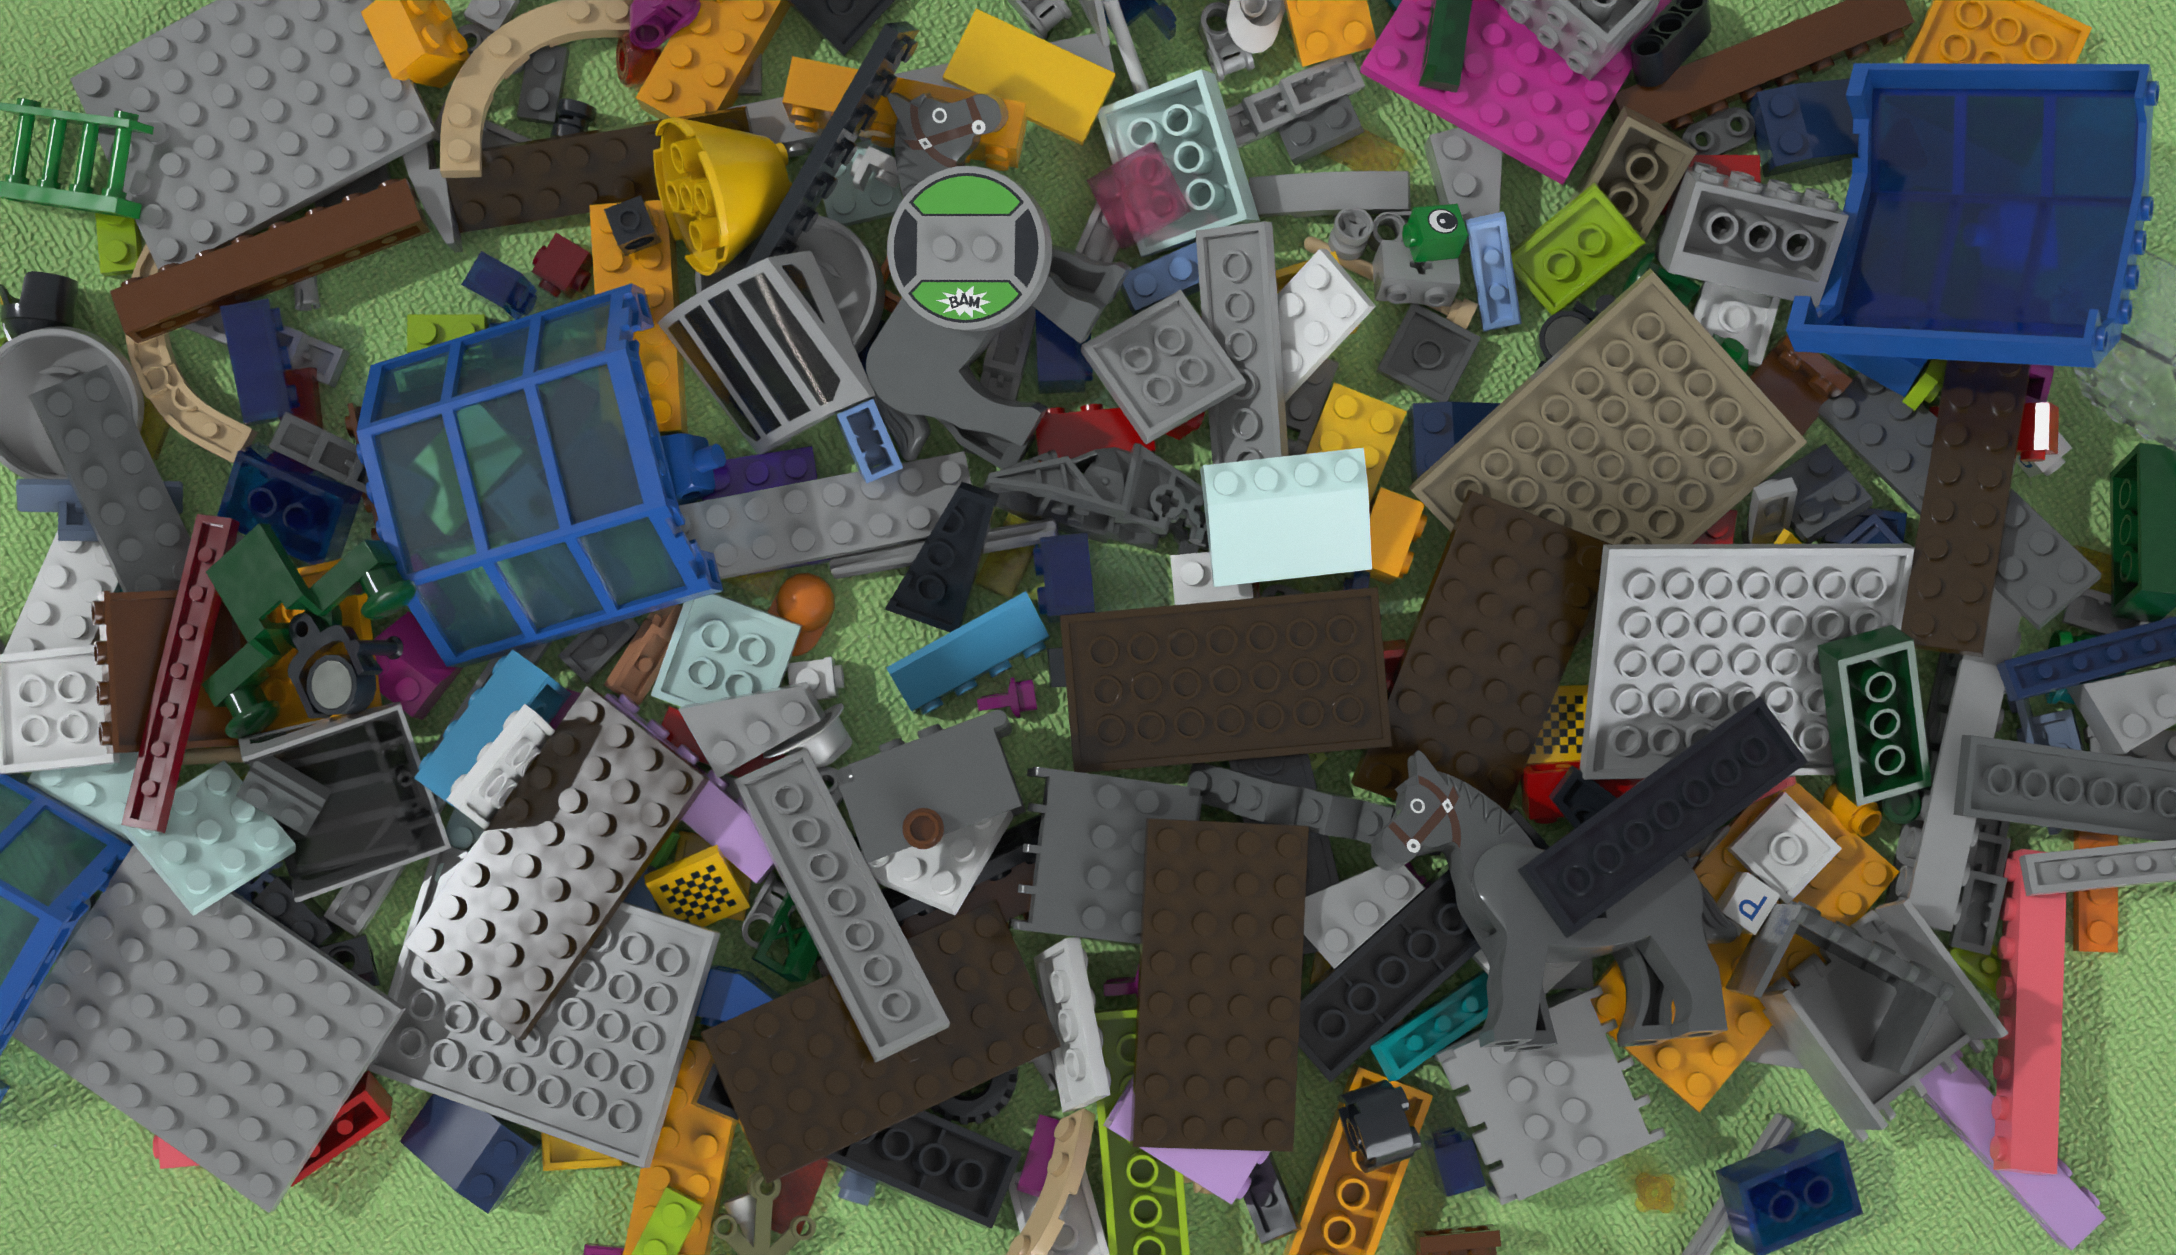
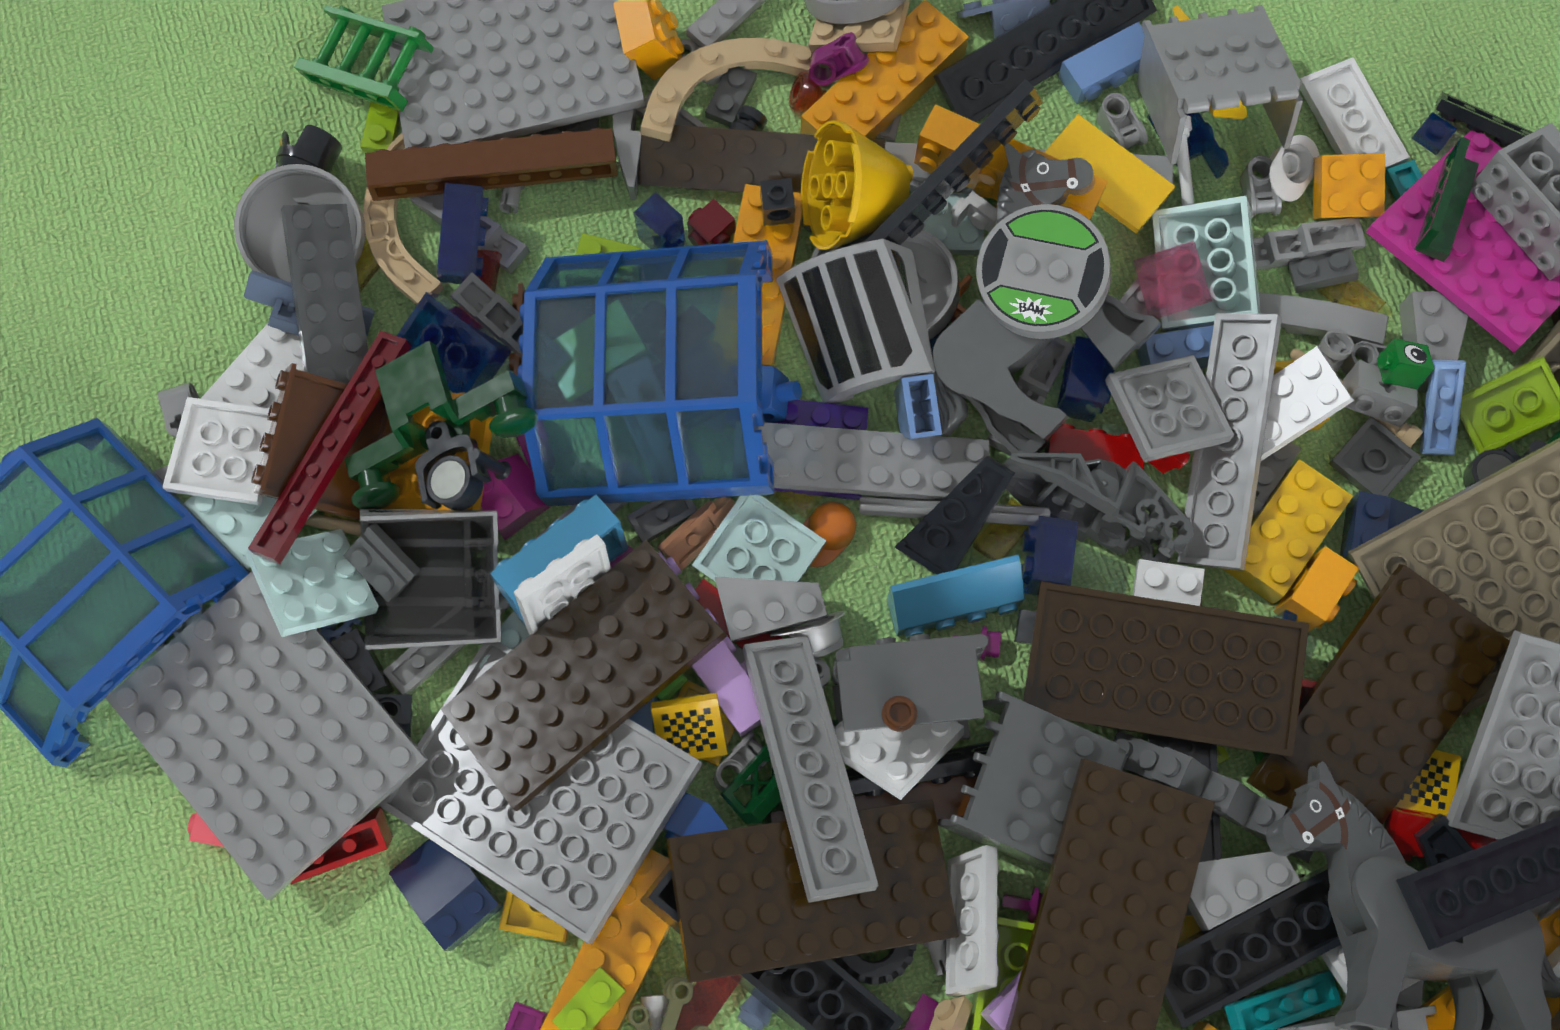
camera: 15 degrees right, 10 degrees down
(821, 676) = (831, 584): white bracket -> none
(1287, 517) = (1247, 546): light aqua slope -> none

